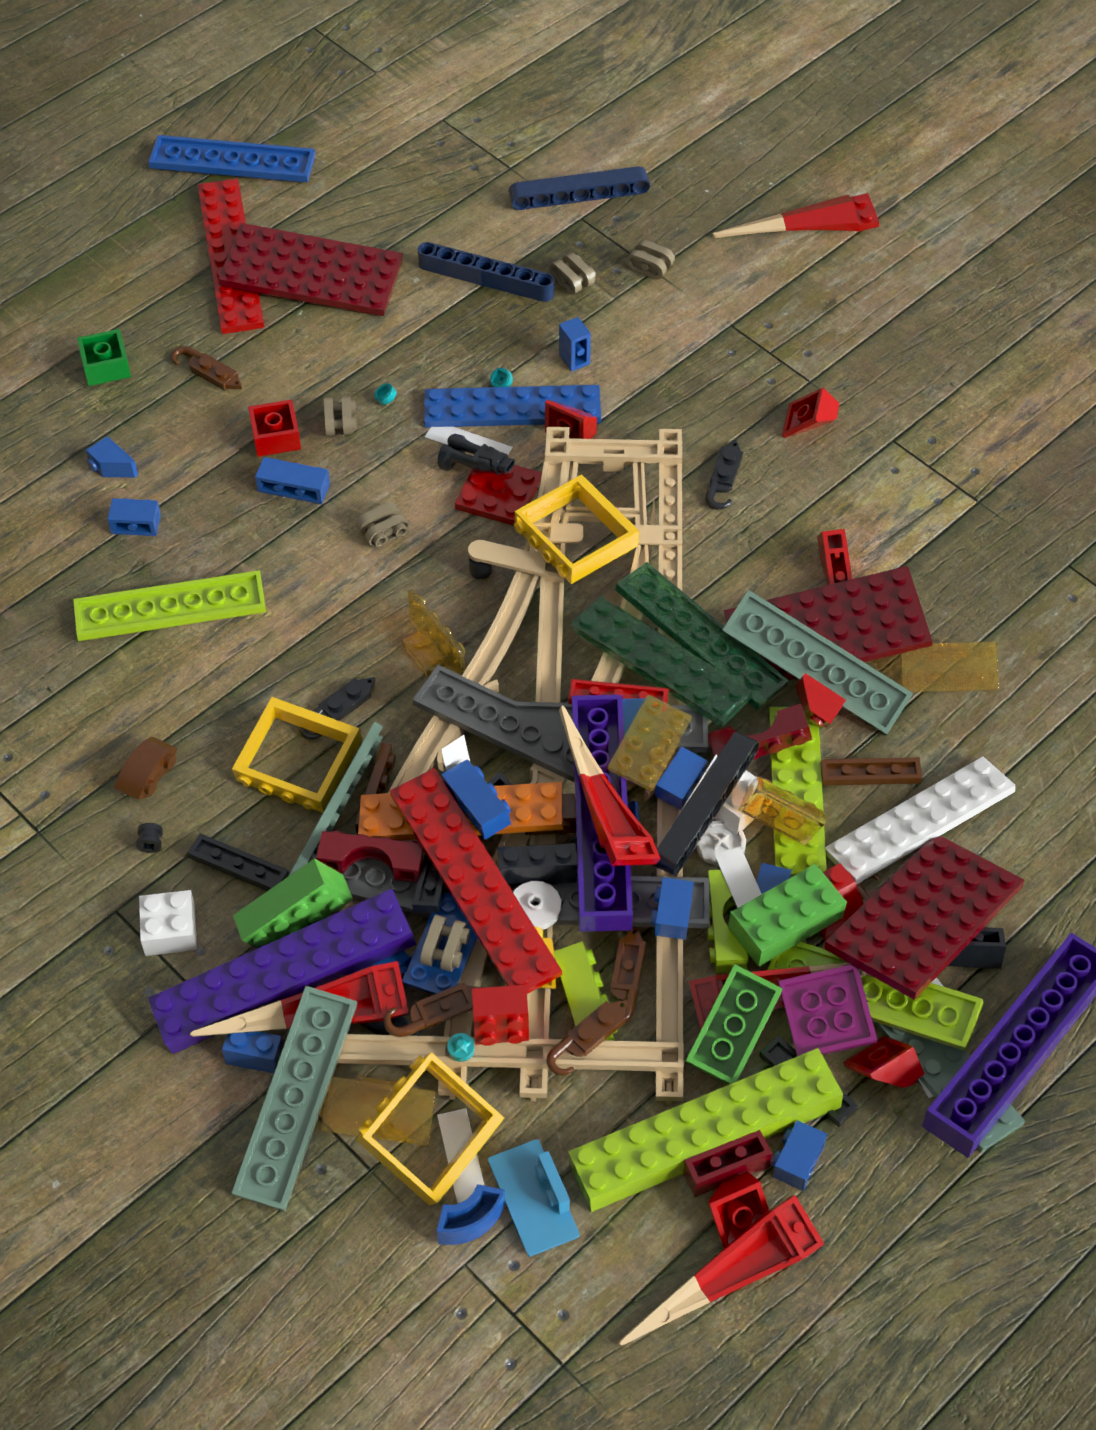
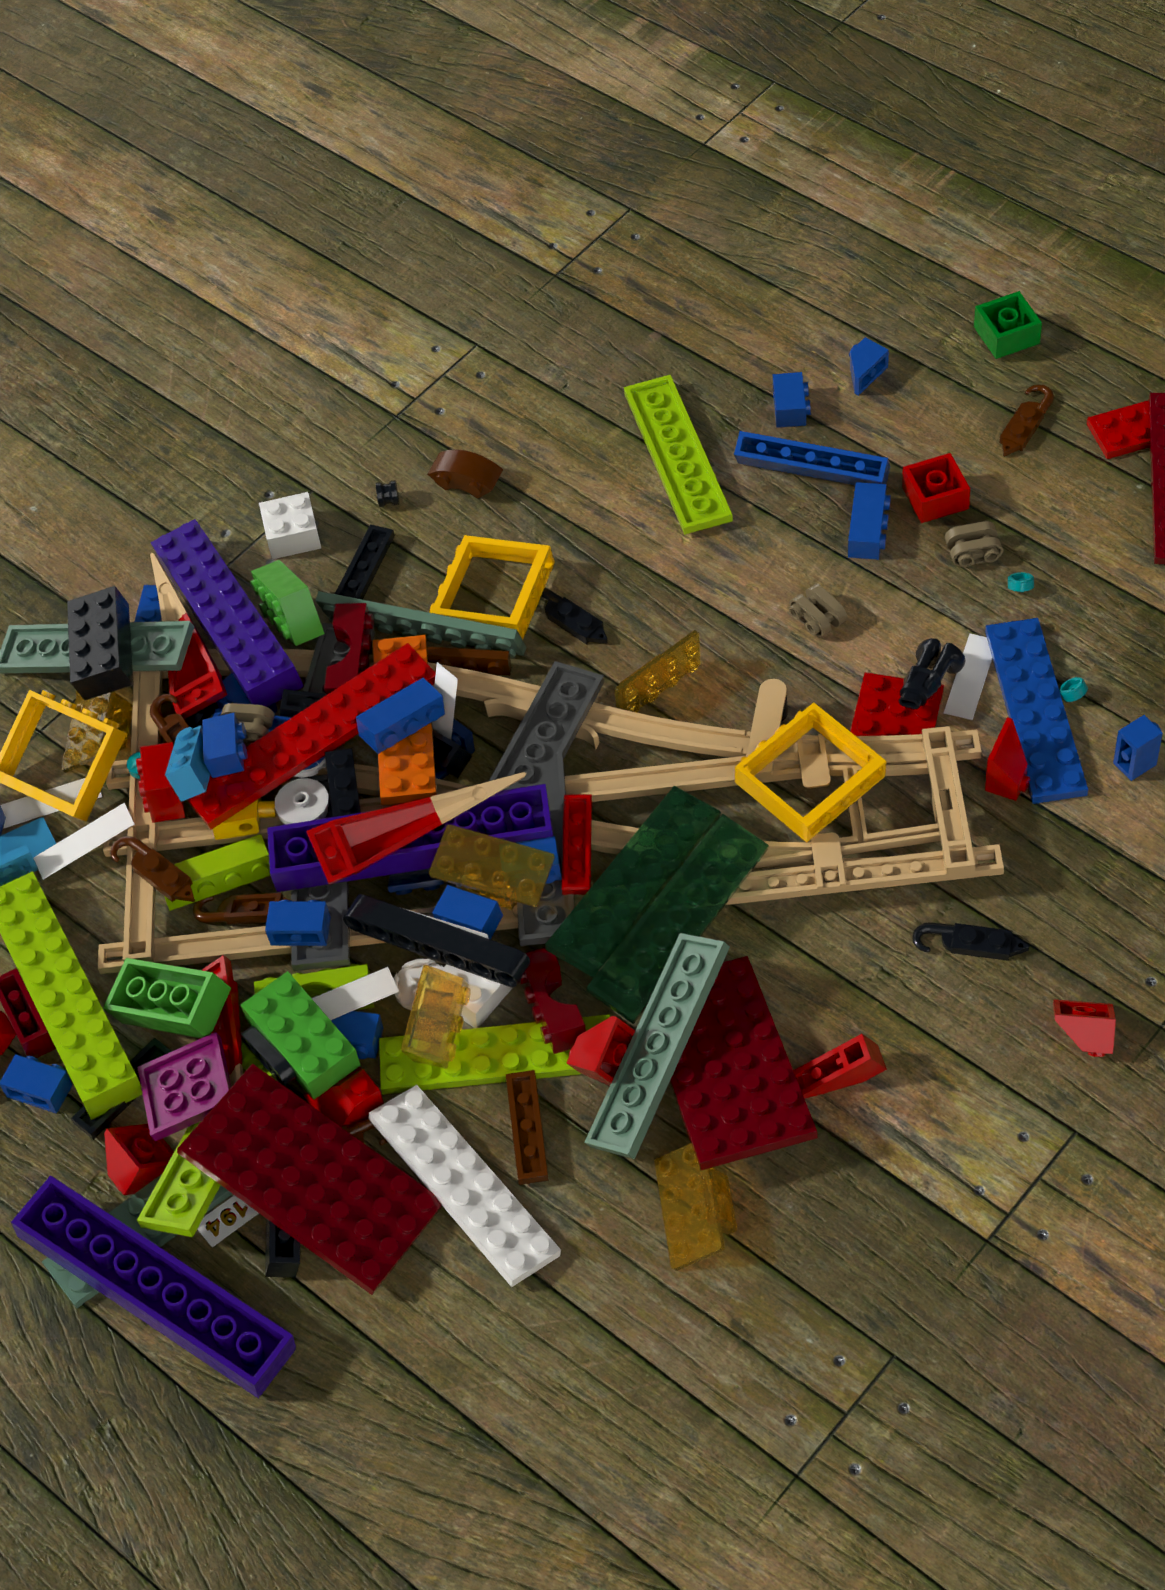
camera: 90 degrees right, 0 degrees up
(217, 505) = (810, 459): none -> blue brick
(309, 1073) = (99, 643): none -> black brick
(484, 943) = (224, 745): none -> blue brick
(499, 971) = (186, 765): none -> dark azure brick
(533, 1108) = (83, 841): none -> white sticker
(803, 943) = (268, 1055): none -> black beam

